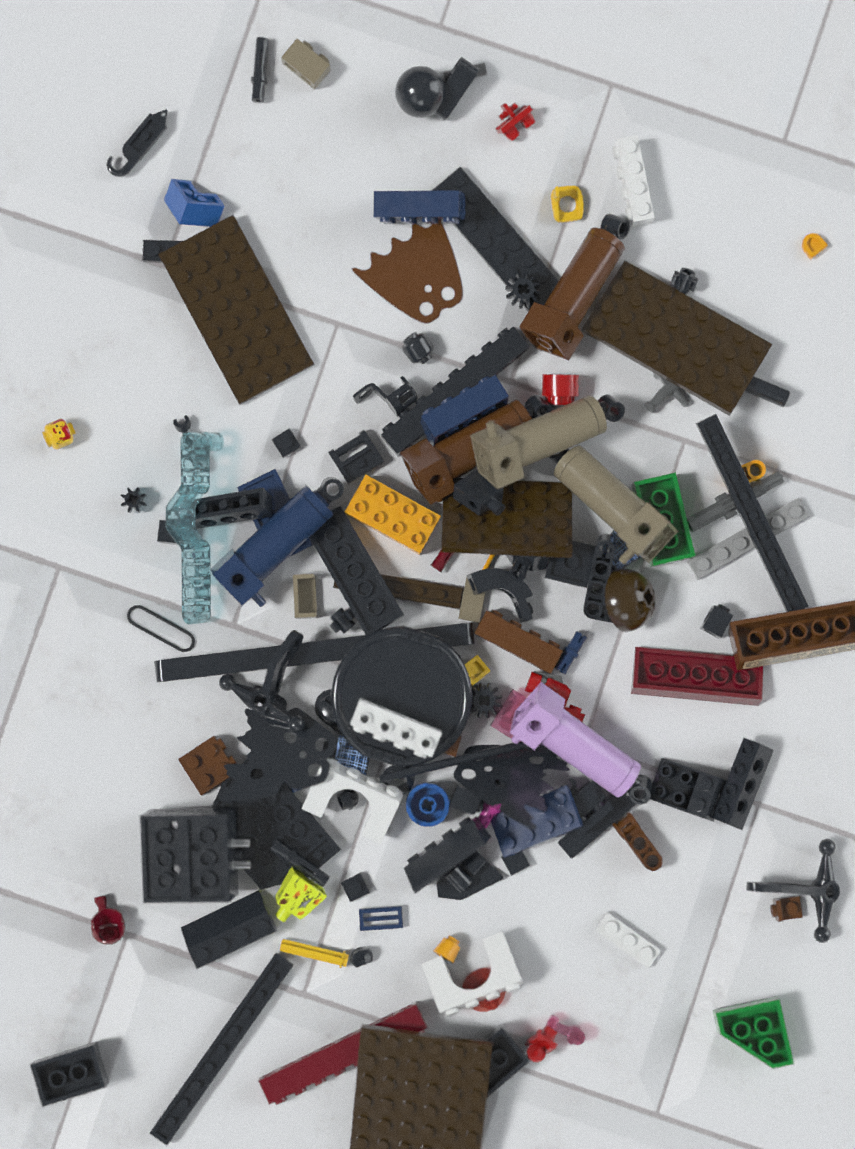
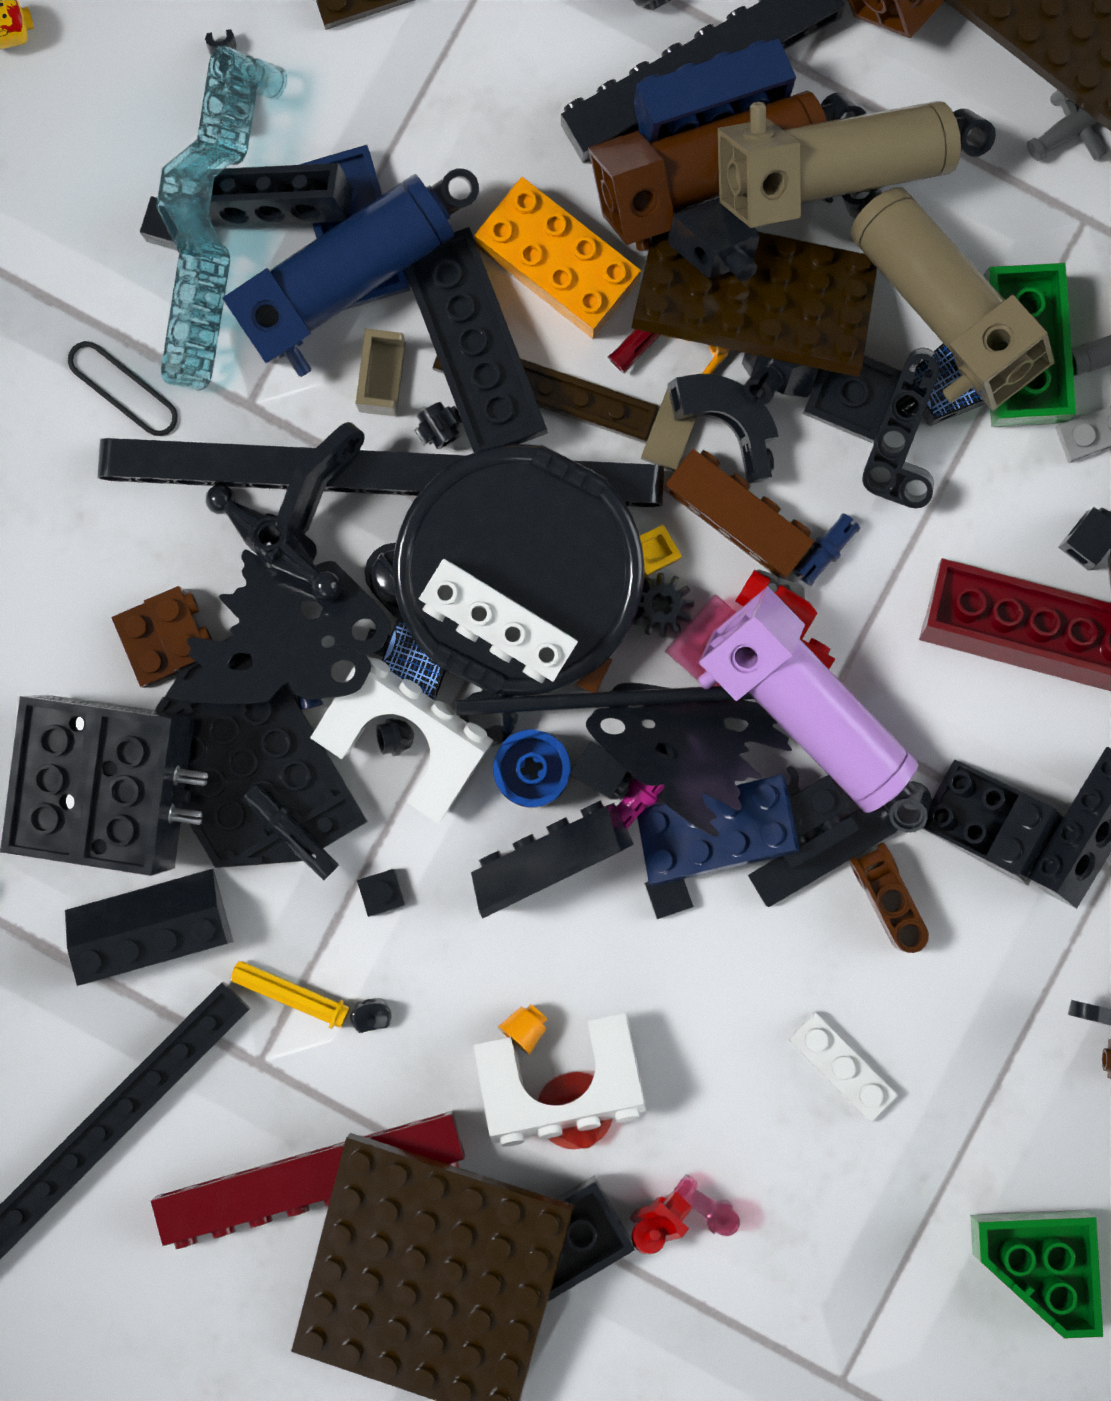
camera: 15 degrees right, 0 degrees up
(127, 498) = (123, 159): black gear -> none
(286, 443) = (394, 107): black plate -> none
(298, 895) = (277, 889): neon yellow torso -> none
(358, 463) = (518, 159): black plate -> none
(393, 400) = (588, 57): black piece -> none
(399, 917) = (449, 957): dark blue tile -> none
(467, 878) = (580, 909): black panel -> none
(560, 388) = (886, 83): red piece -> none
(629, 599) = (947, 469): dark brown piece -> none

